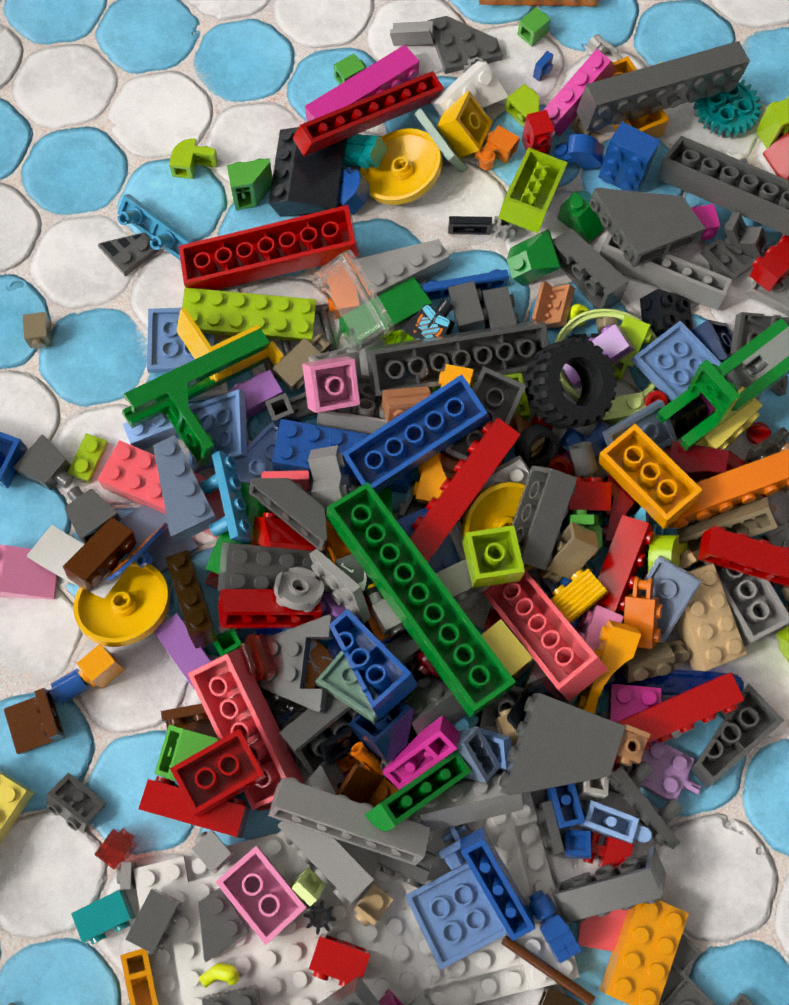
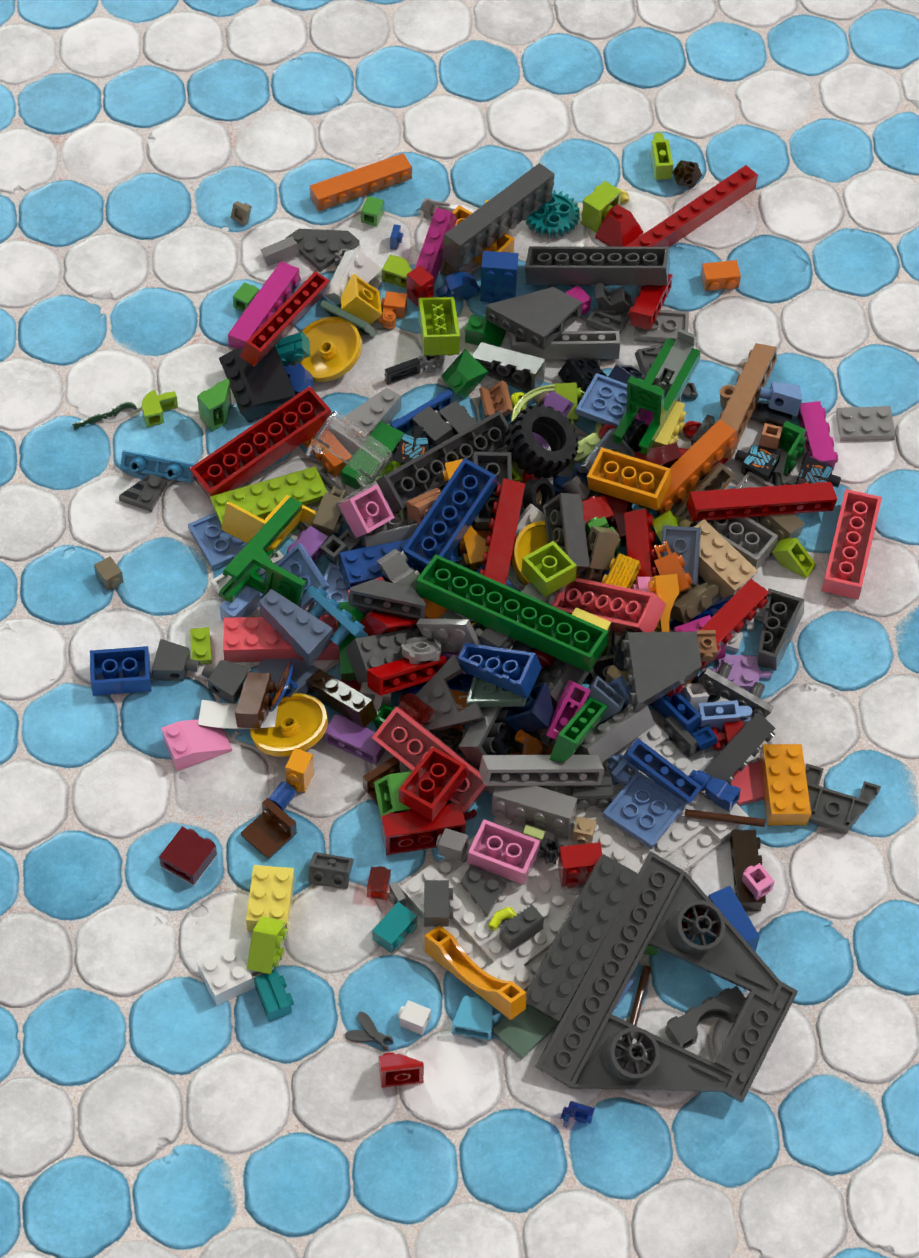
camera: 25 degrees left, 15 degrees down
(128, 145) = (98, 417): none -> dark green piece

